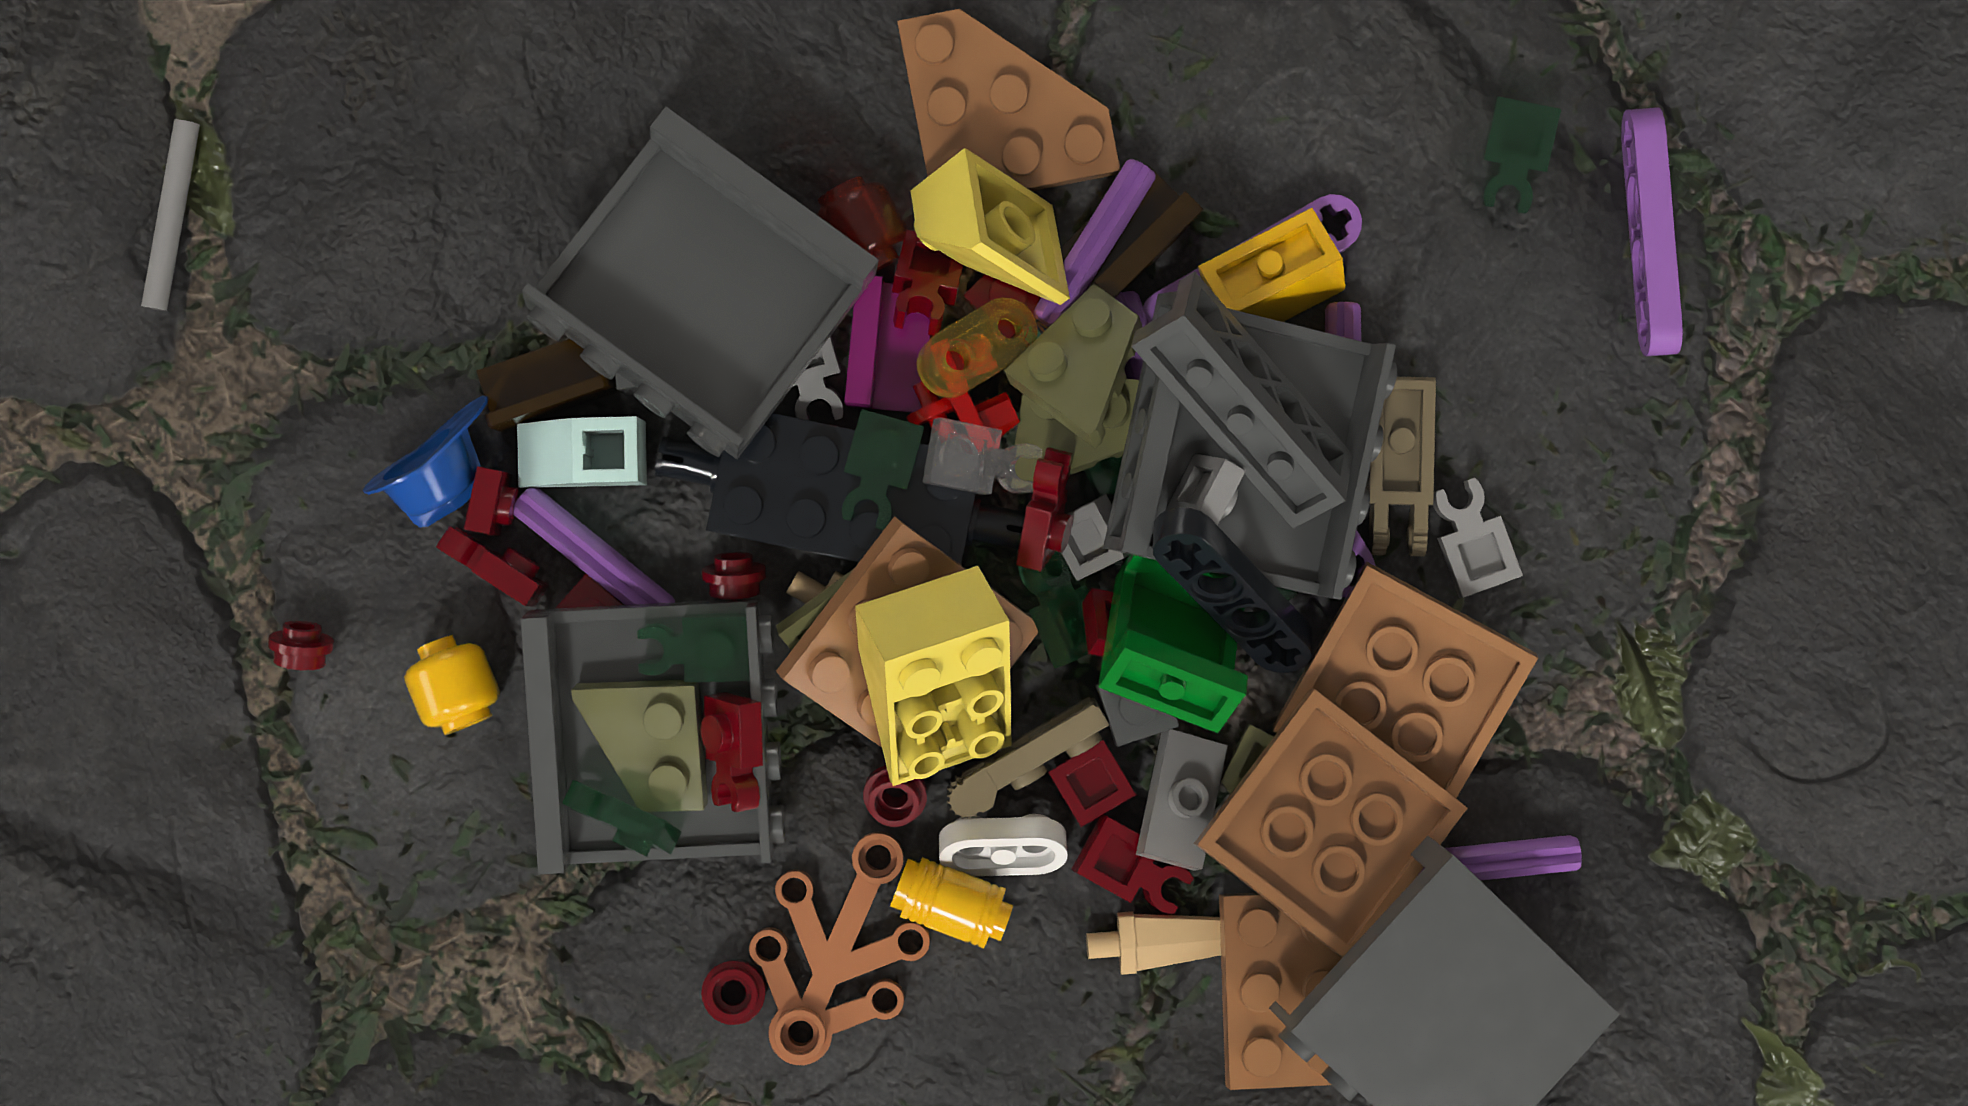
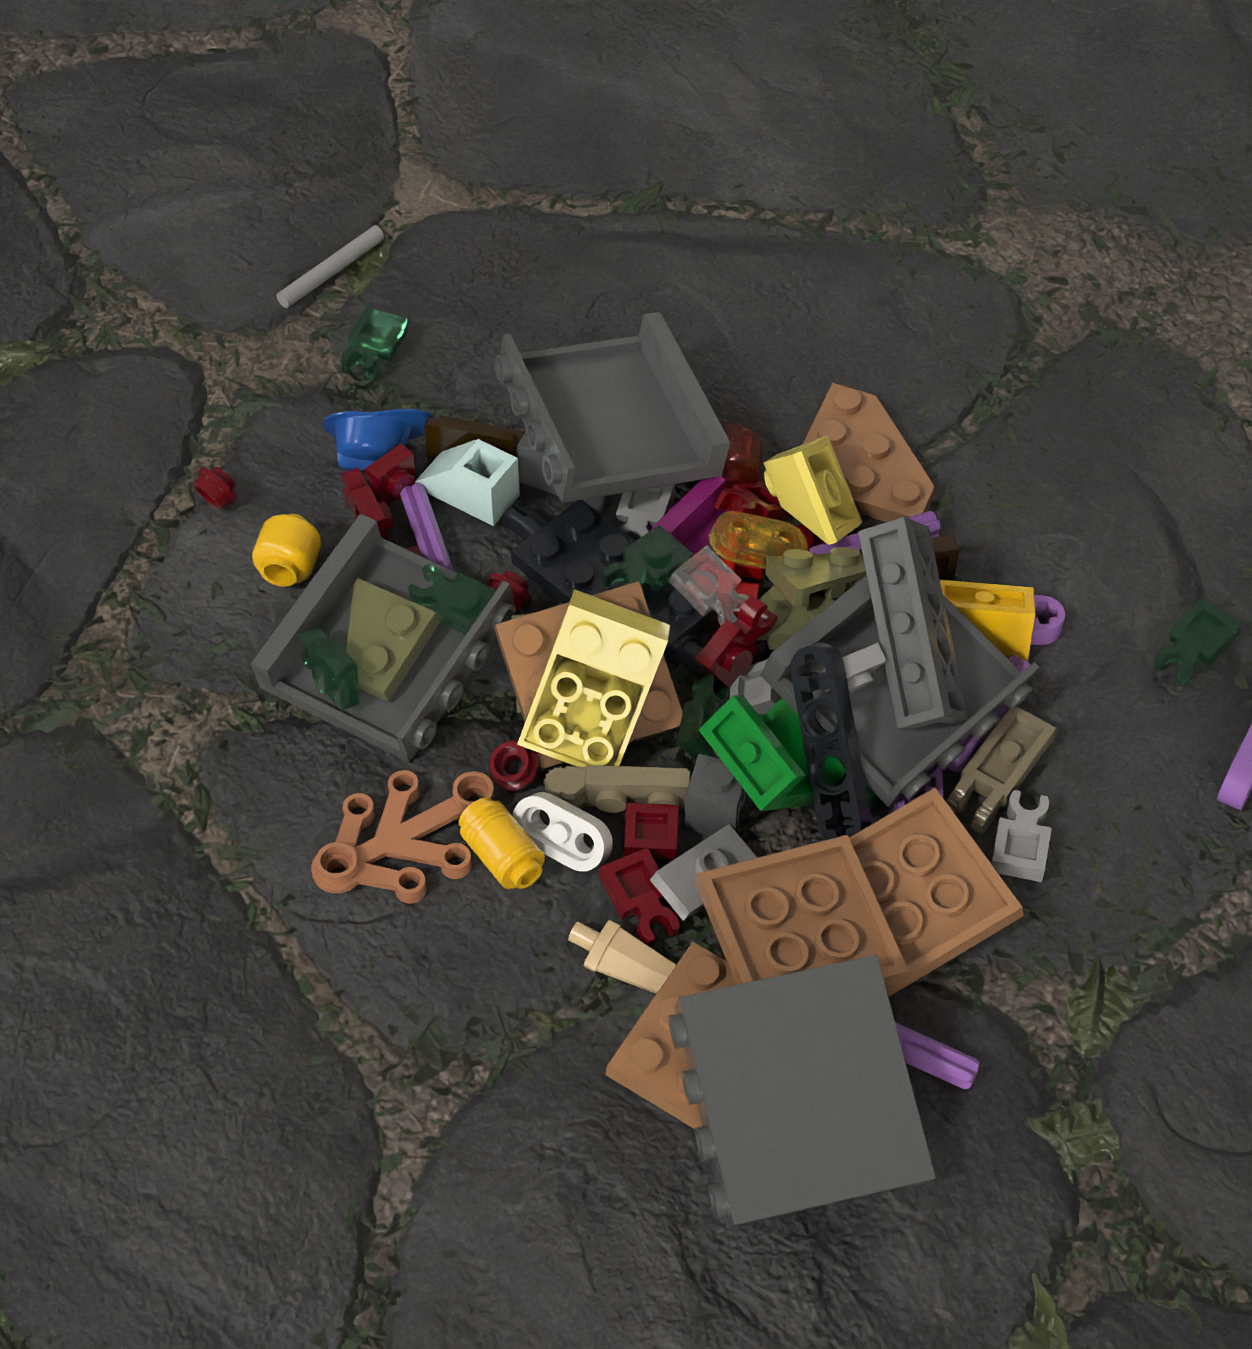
camera: 30 degrees right, 35 degrees down
(314, 300) = (373, 337): none -> clear green plate
(719, 1006) = (313, 807): dark red plate -> none
(734, 741) = (436, 651): dark red plate -> none

